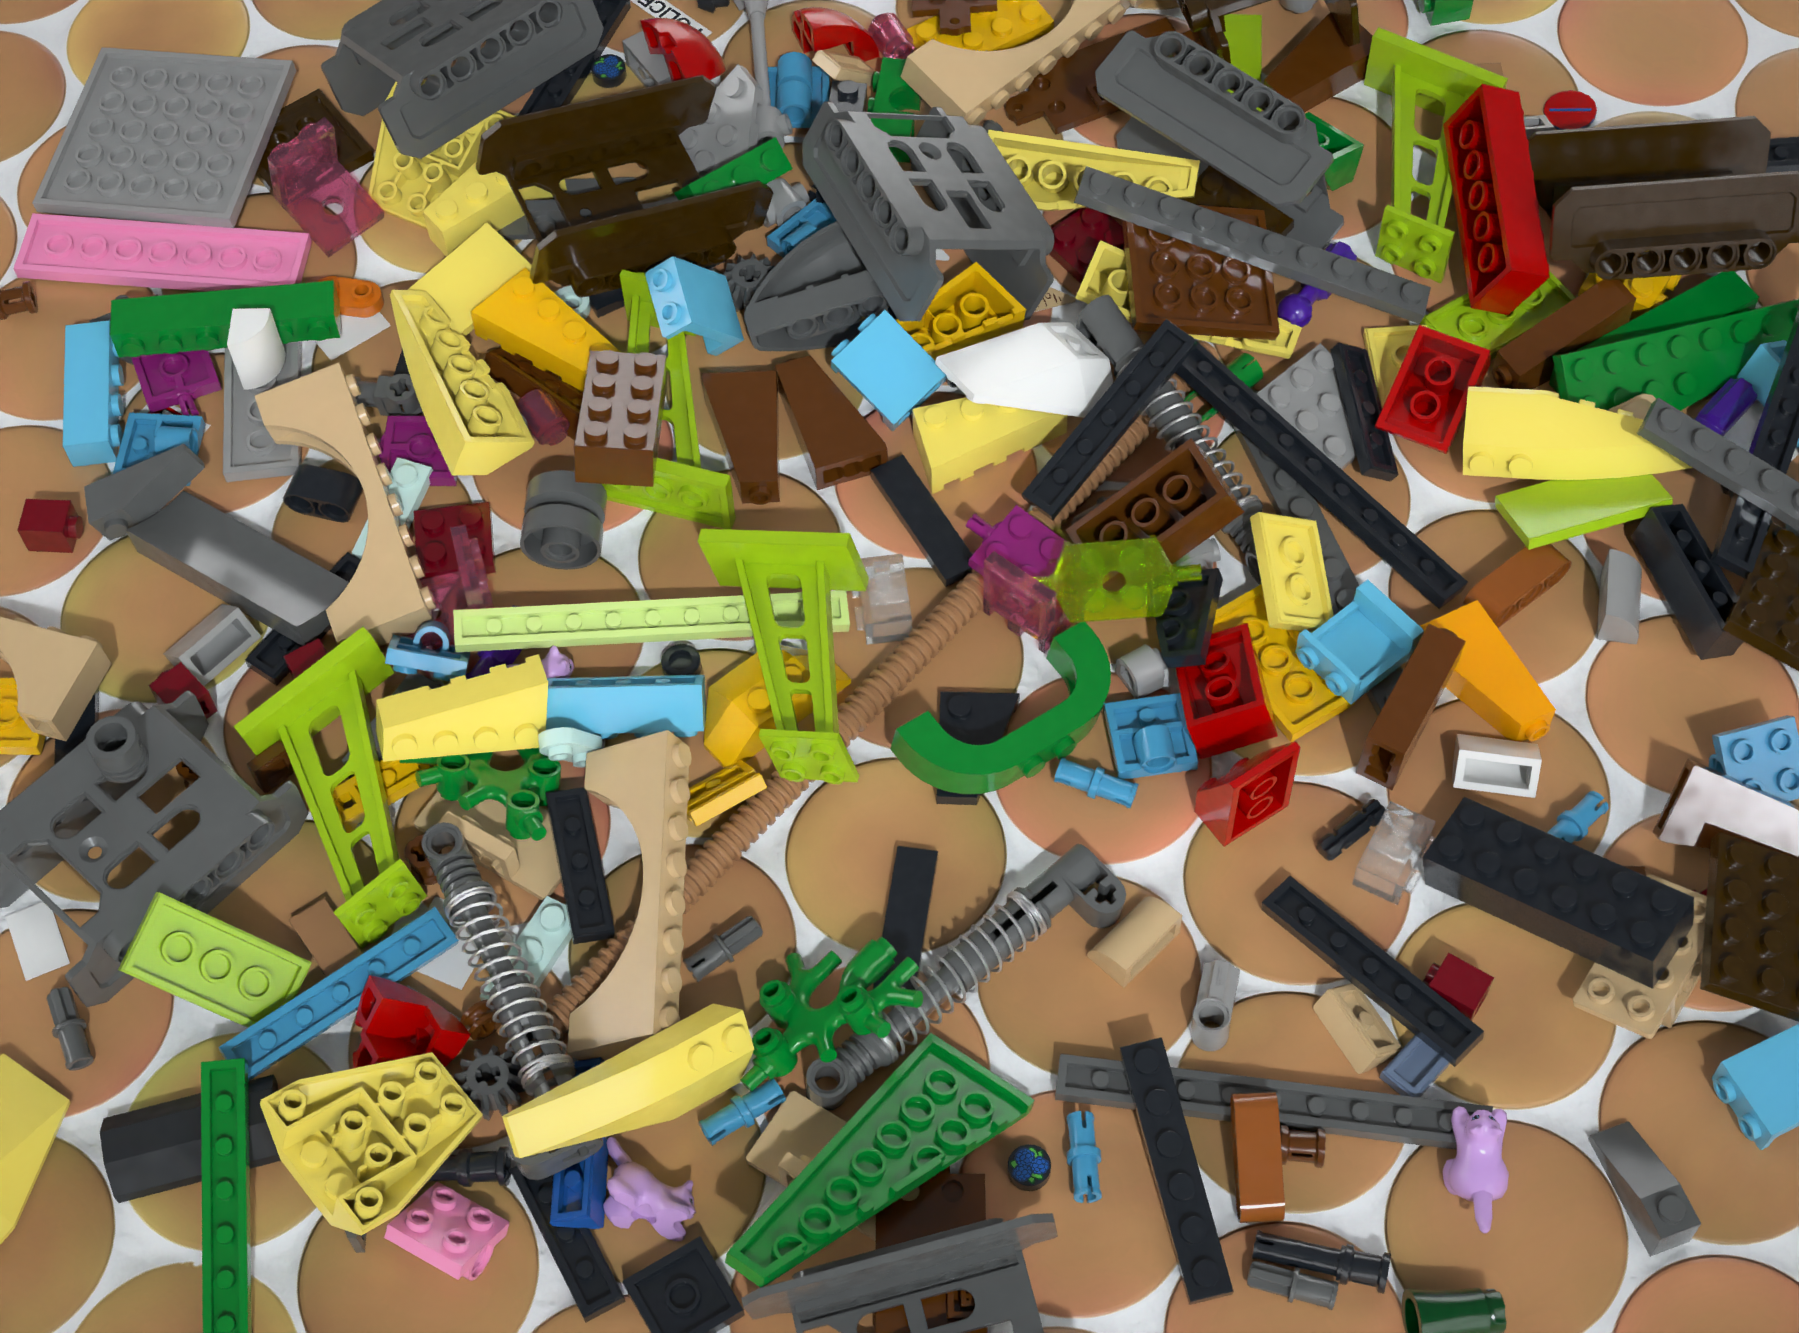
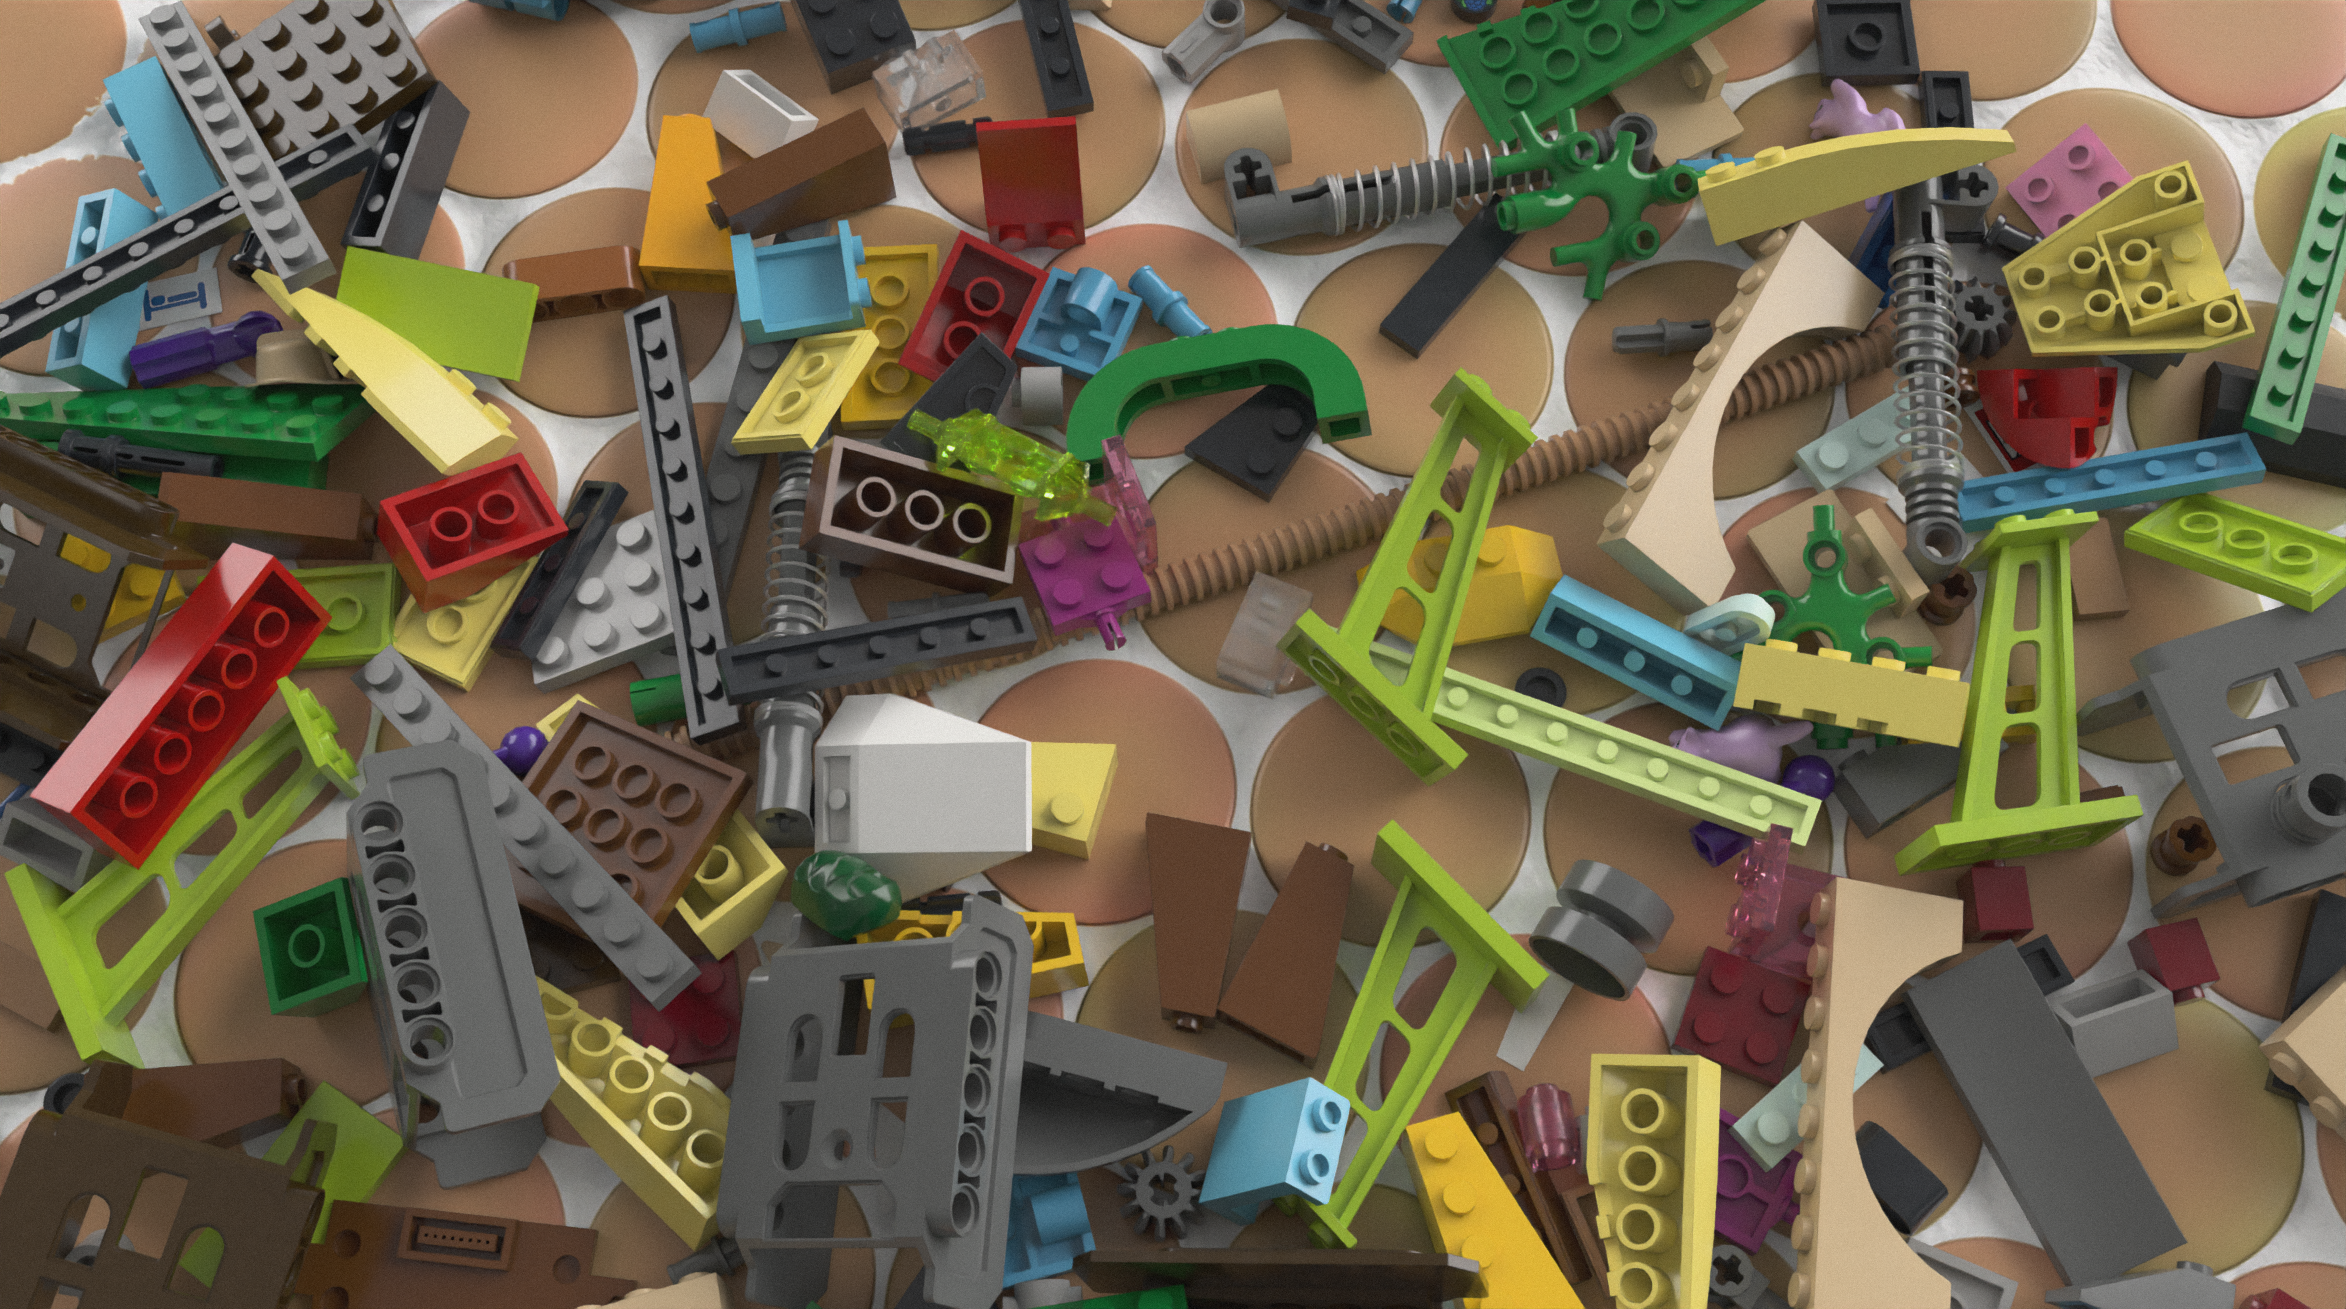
camera: 150 degrees left, 10 degrees up
(410, 654) = (1857, 826): dark azure plate -> none
(579, 865) = (1777, 497): black tile -> none
(620, 418) = (1477, 976): brick -> none
(723, 791) = (1576, 493): yellow plate -> none
(888, 368) = (1081, 919): medium azure panel -> none
(923, 519) = (1151, 723): black tile -> none
(1028, 297) = (844, 894): none -> dark green piece
(1619, 598) = (491, 213): light grey brick -> none
(1681, 309) = (118, 457): none -> black pin

